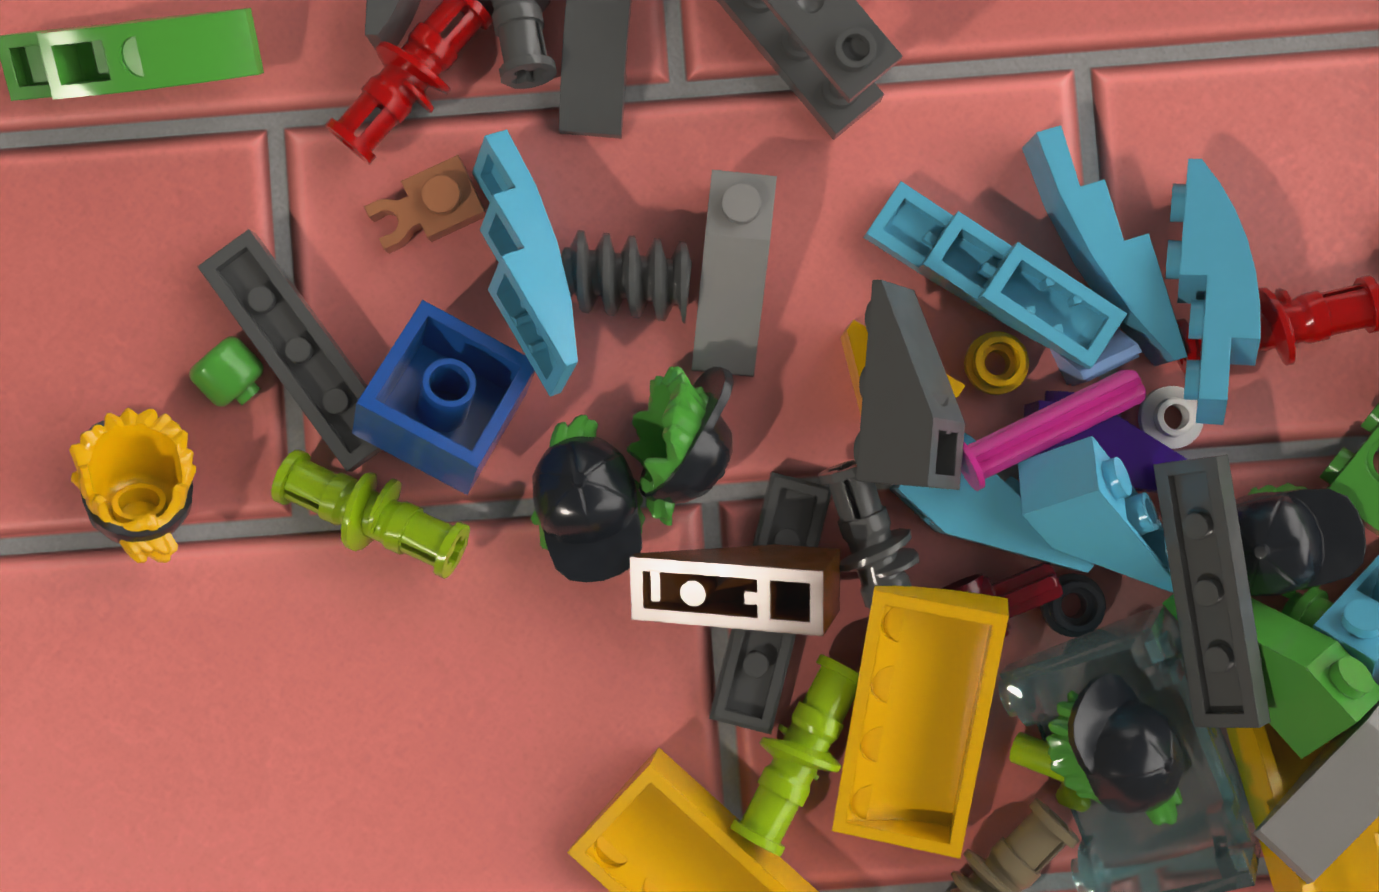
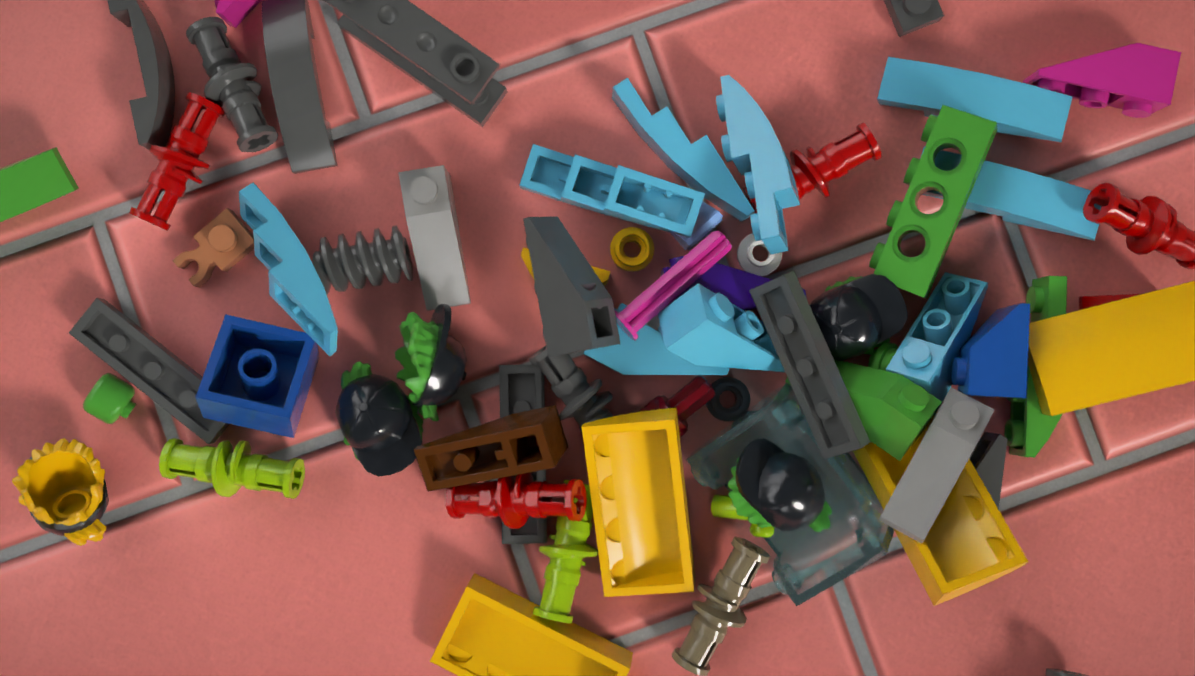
camera: 20 degrees left, 0 degrees up
(753, 665) = (518, 499): none -> red piece

